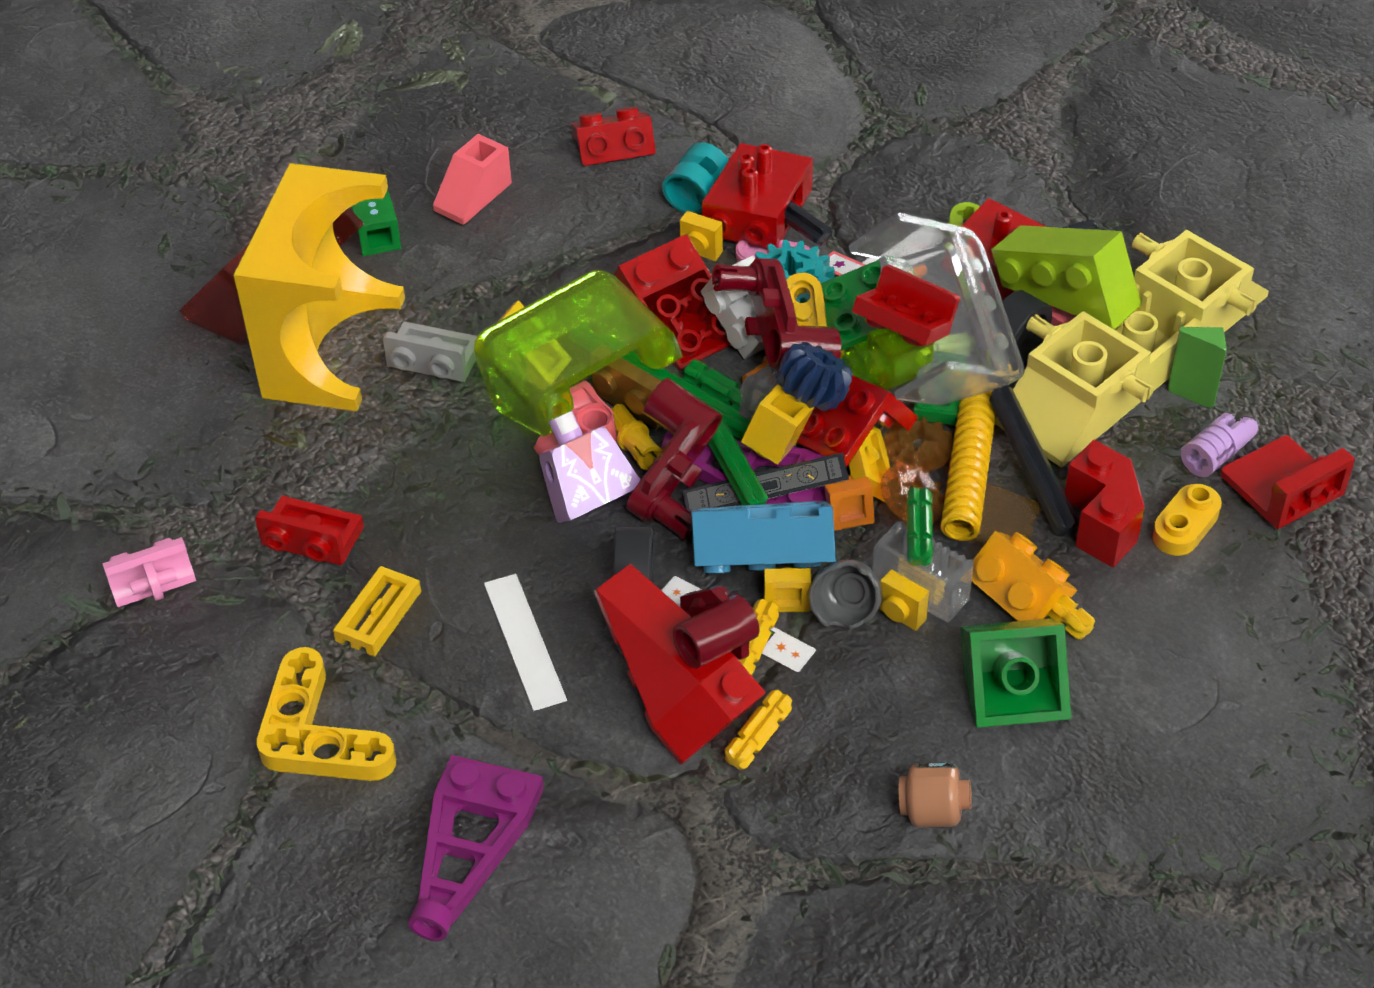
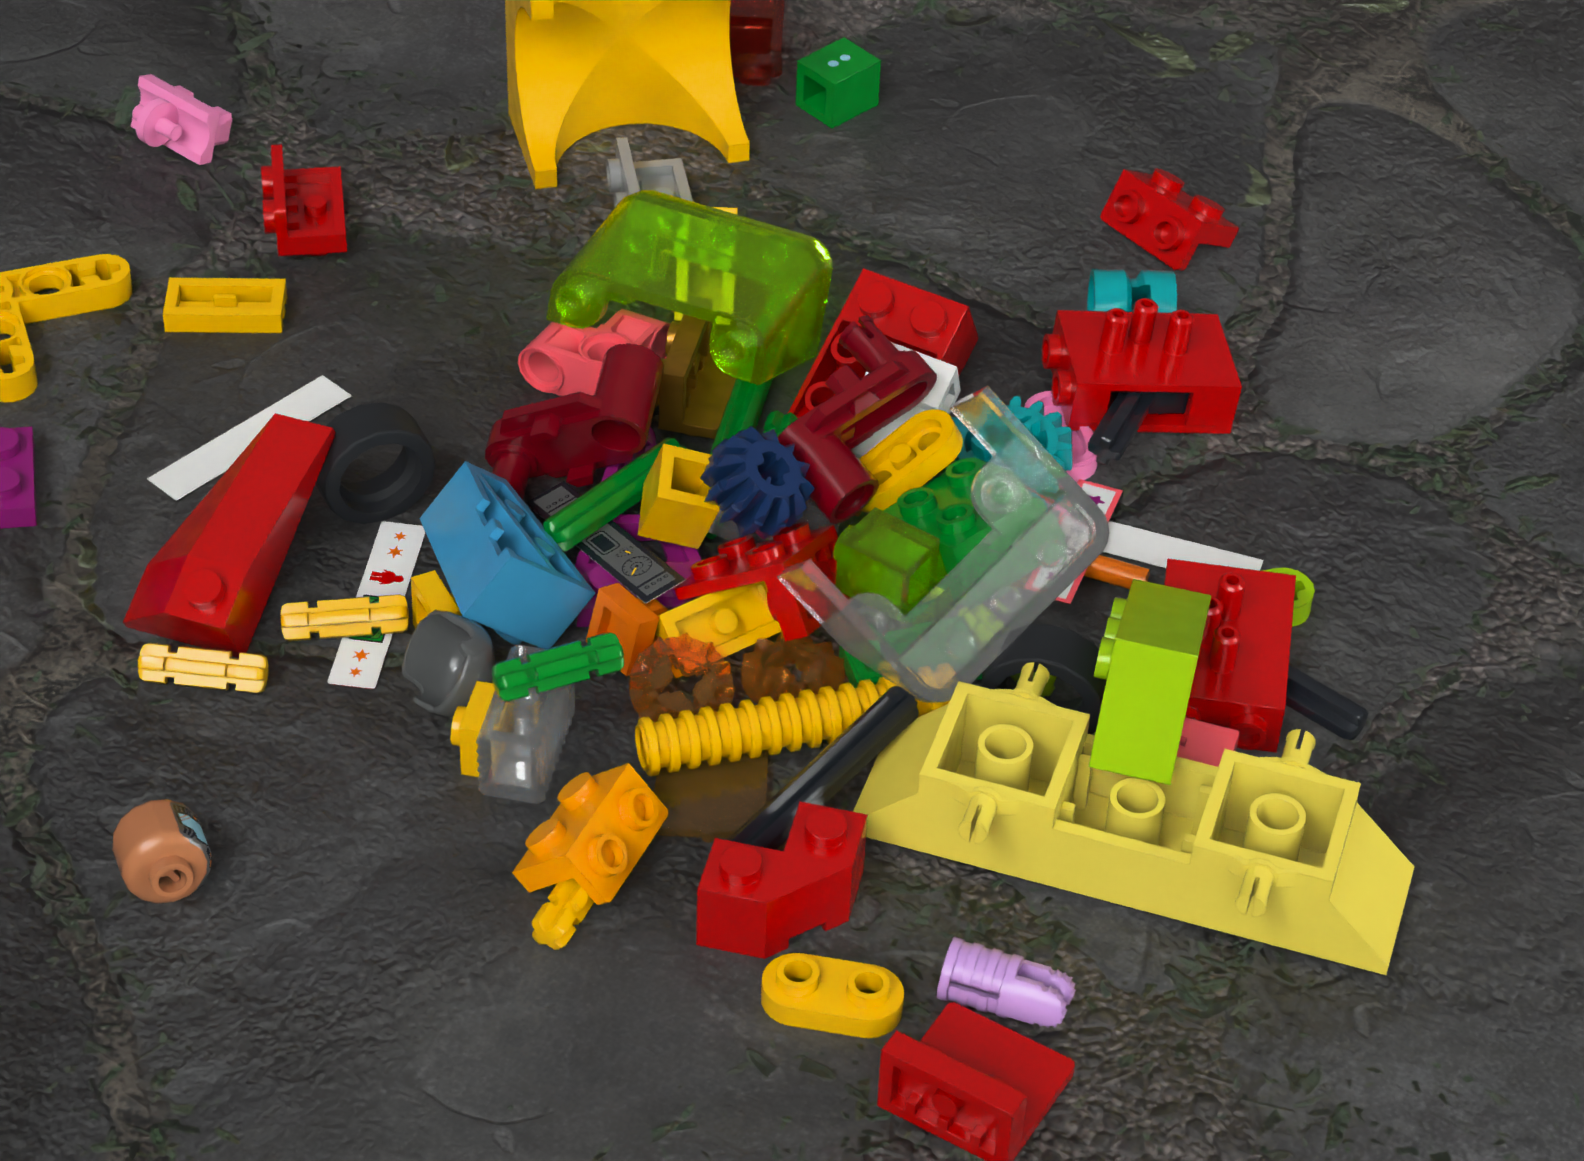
camera: 60 degrees right, 5 degrees down
(473, 179) = (968, 125): coral slope -> none
(584, 469) = (508, 360): torso -> none
(704, 234) = (1026, 349): yellow plate -> none
(716, 626) = (290, 543): dark red piece -> none
(908, 306) = (915, 514): red bracket -> none
(1016, 672) = (417, 872): green slope -> none
(1198, 364) = (1123, 902): bright green slope -> none

